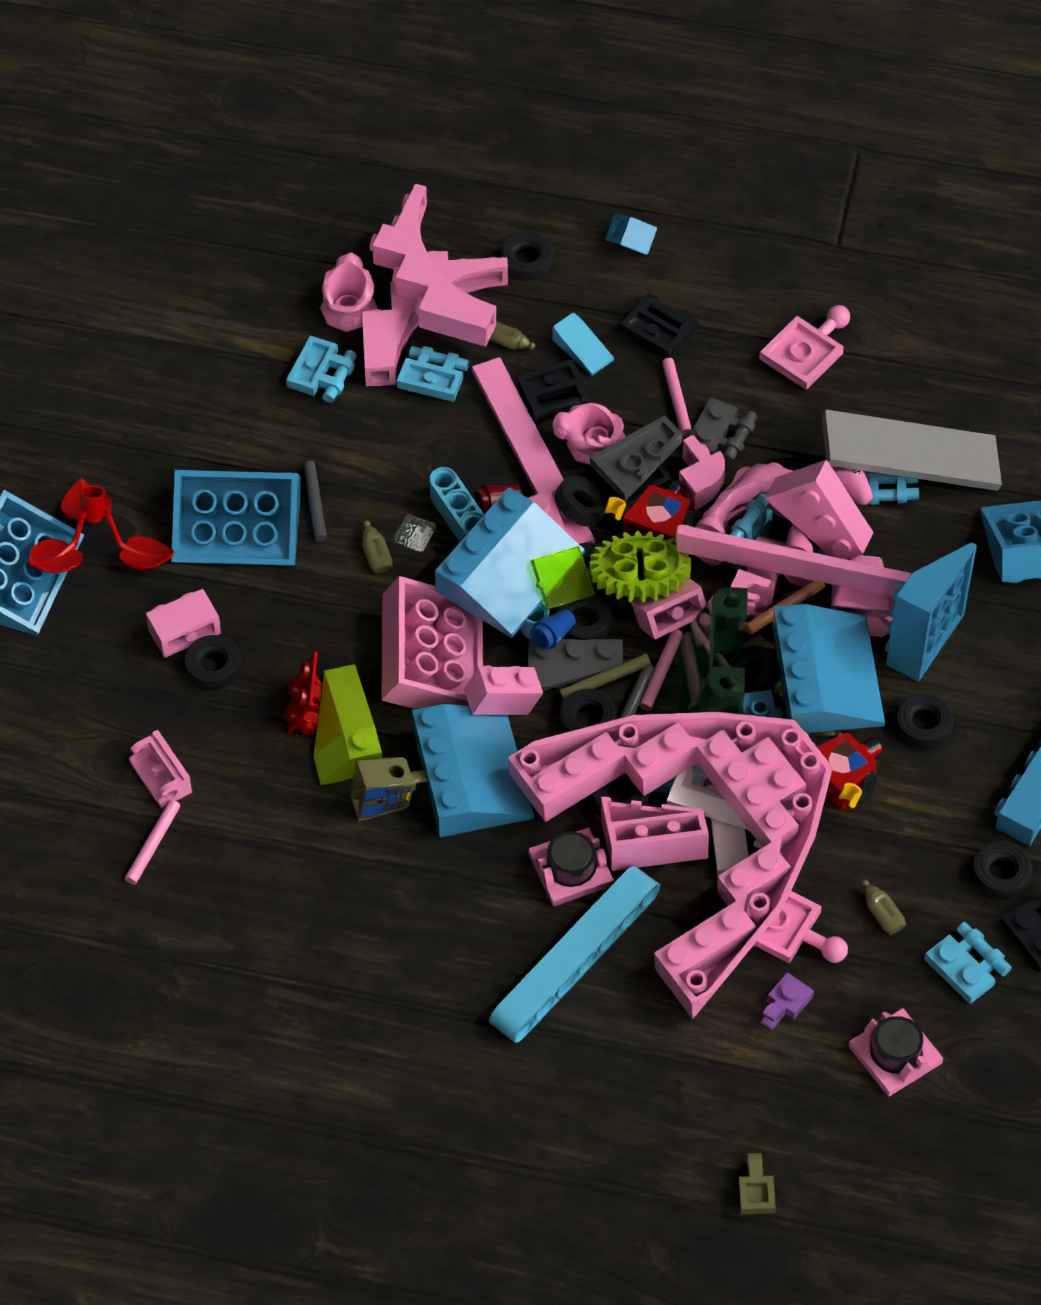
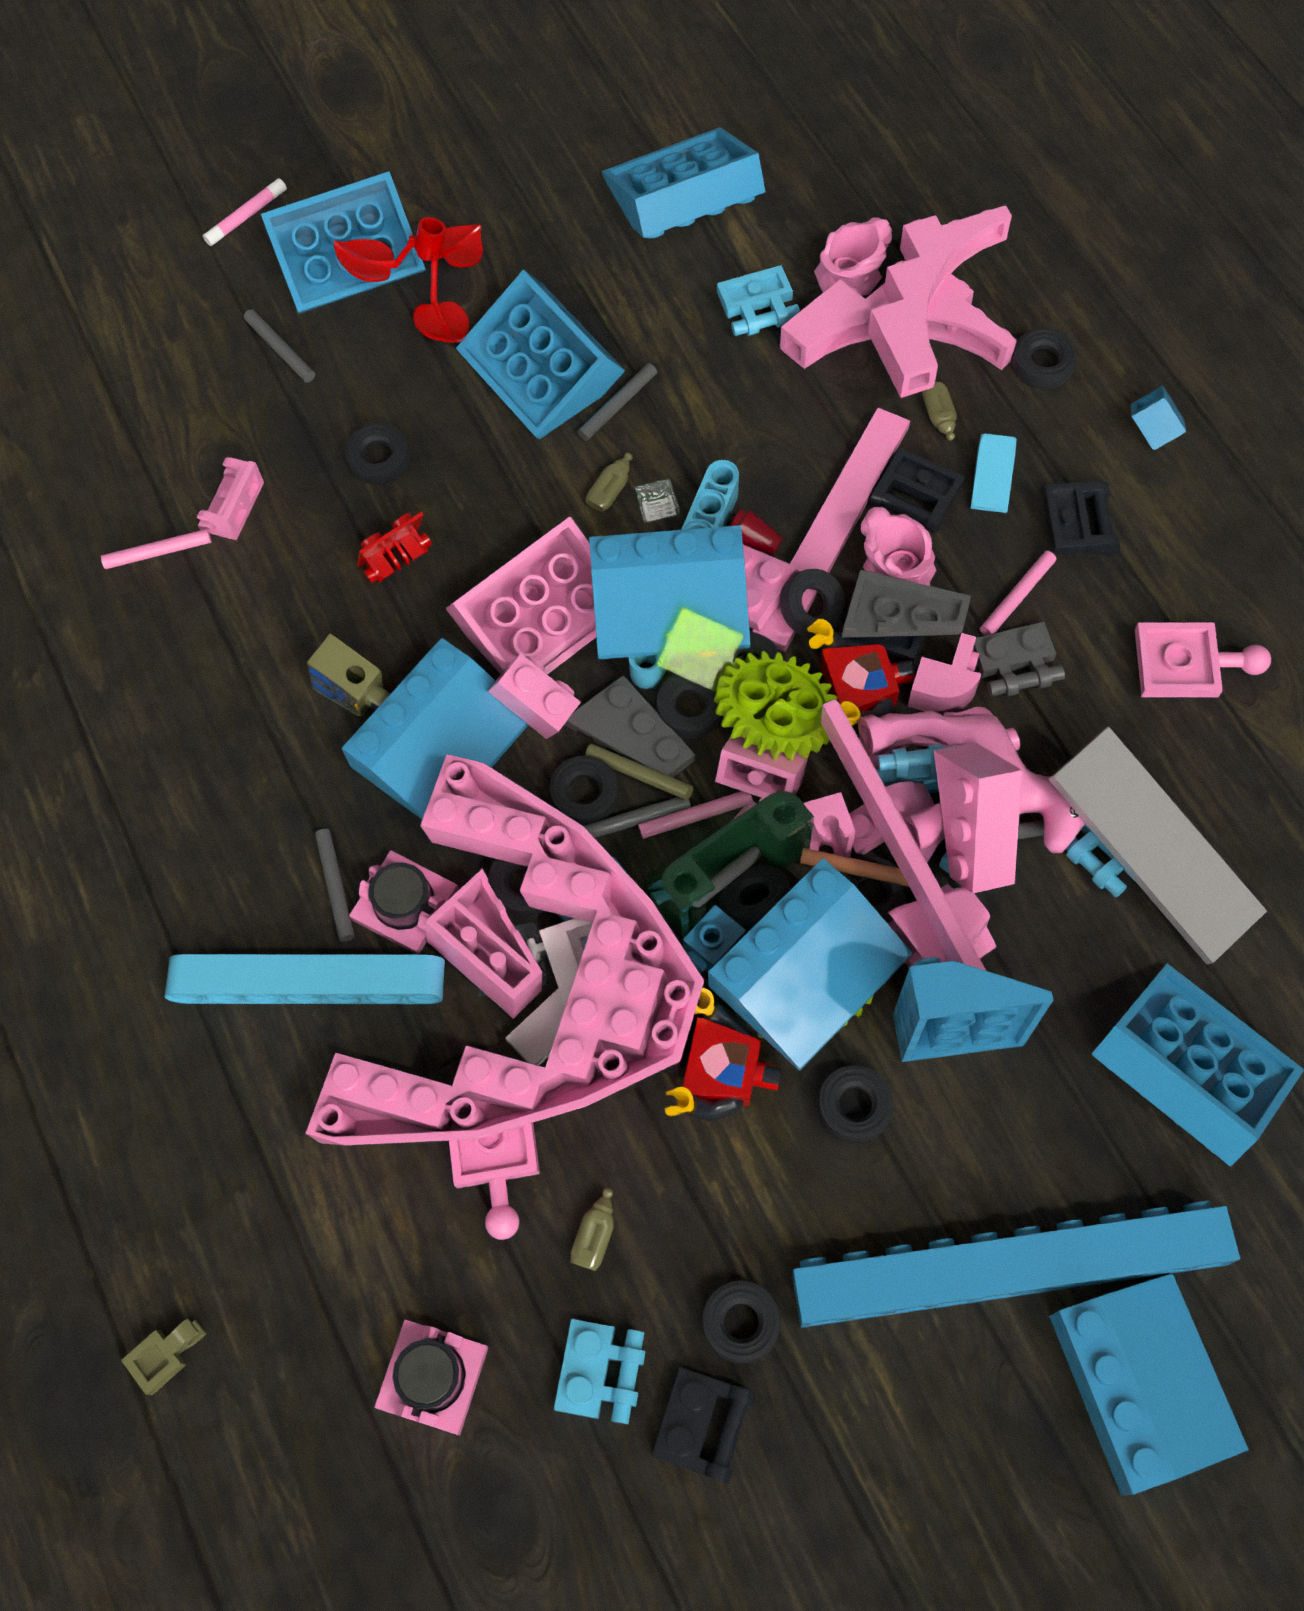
camera: 55 degrees right, 10 degrees up
(55, 662) = (279, 345): none -> dark grey bar
(179, 338) = (685, 182): none -> dark azure slope
(182, 622) = (389, 398): bright pink brick -> none
(344, 727) = (393, 609): lime wedge -> none
(432, 379) = (831, 388): medium azure plate -> none
(520, 898) = (334, 885): none -> dark grey bar
(550, 630) = (640, 685): blue cone -> none
(786, 998) = (413, 1219): medium lavender plate -> none

